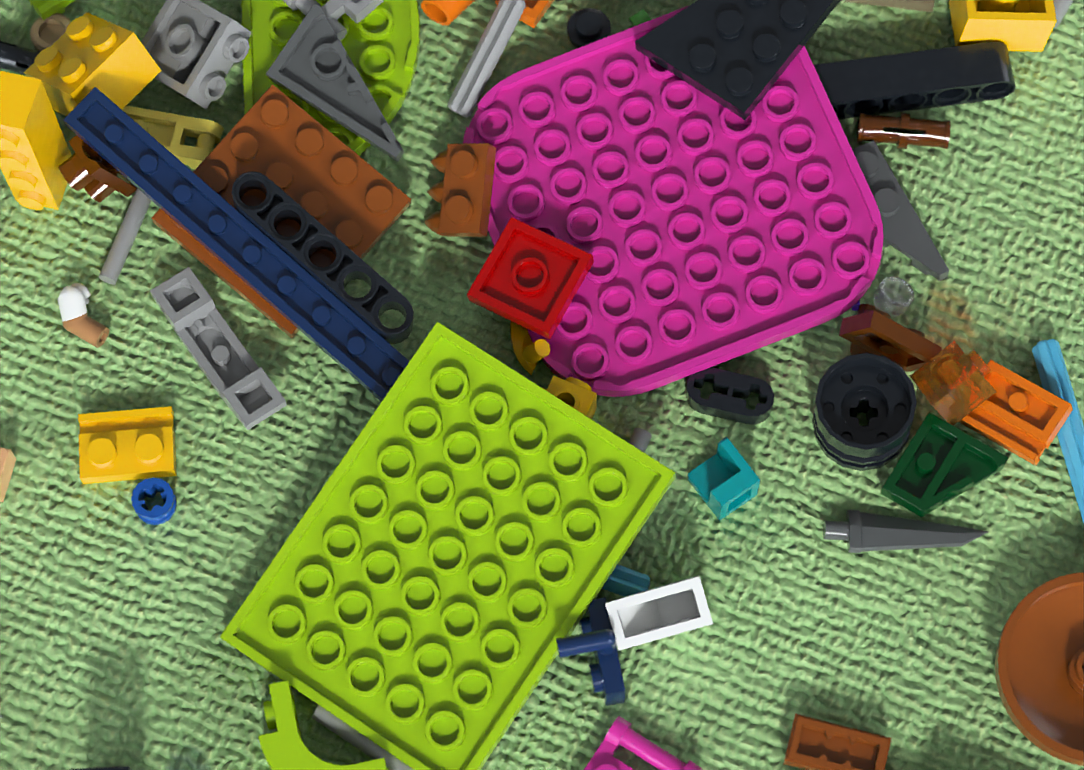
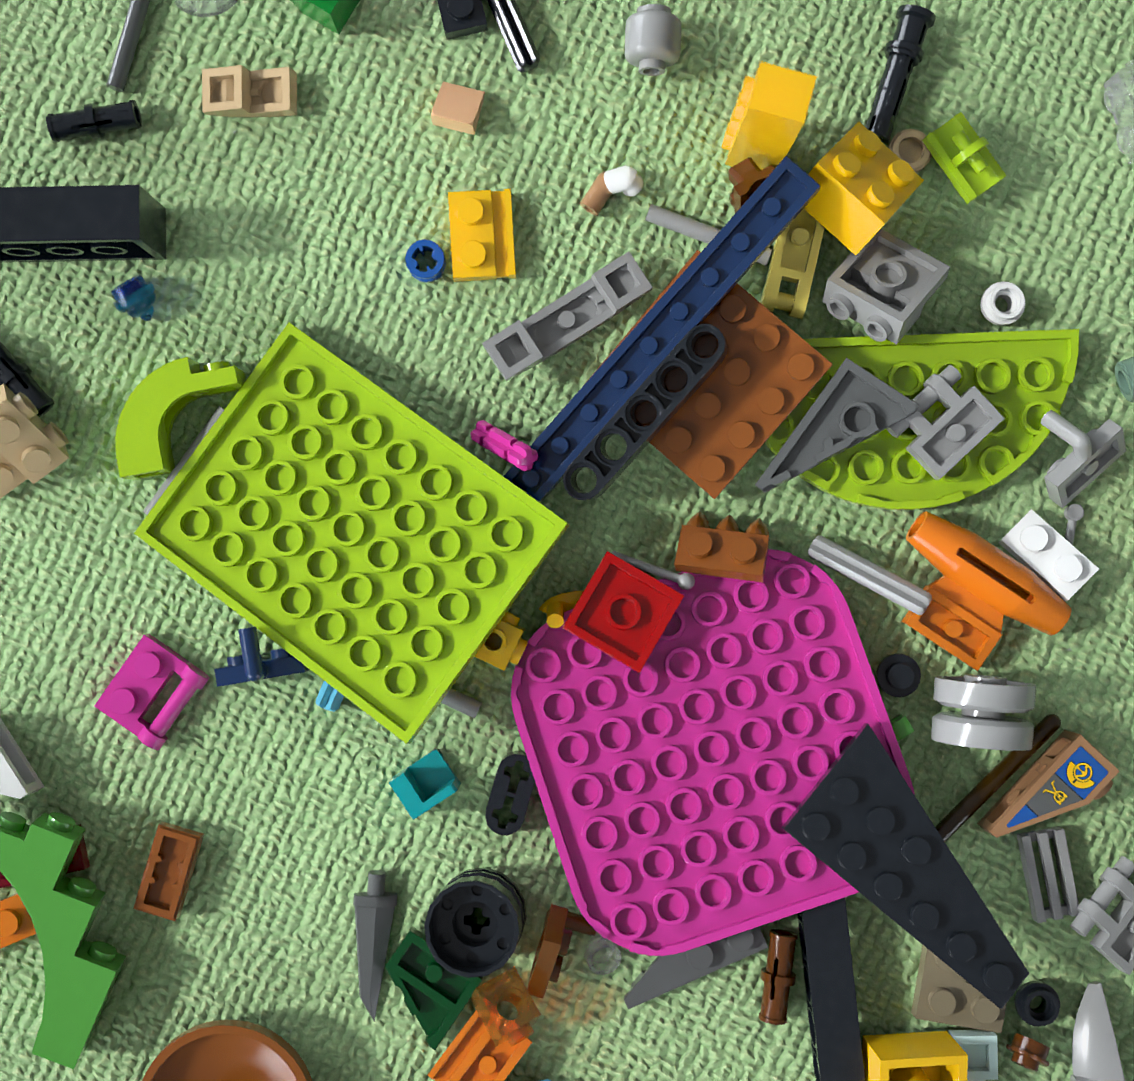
camera: 85 degrees right, 20 degrees up
(356, 404) = (504, 445): none -> dark pink axle
(497, 223) = (685, 580): none -> light grey hinge
(659, 612) = (291, 722): white slope -> none

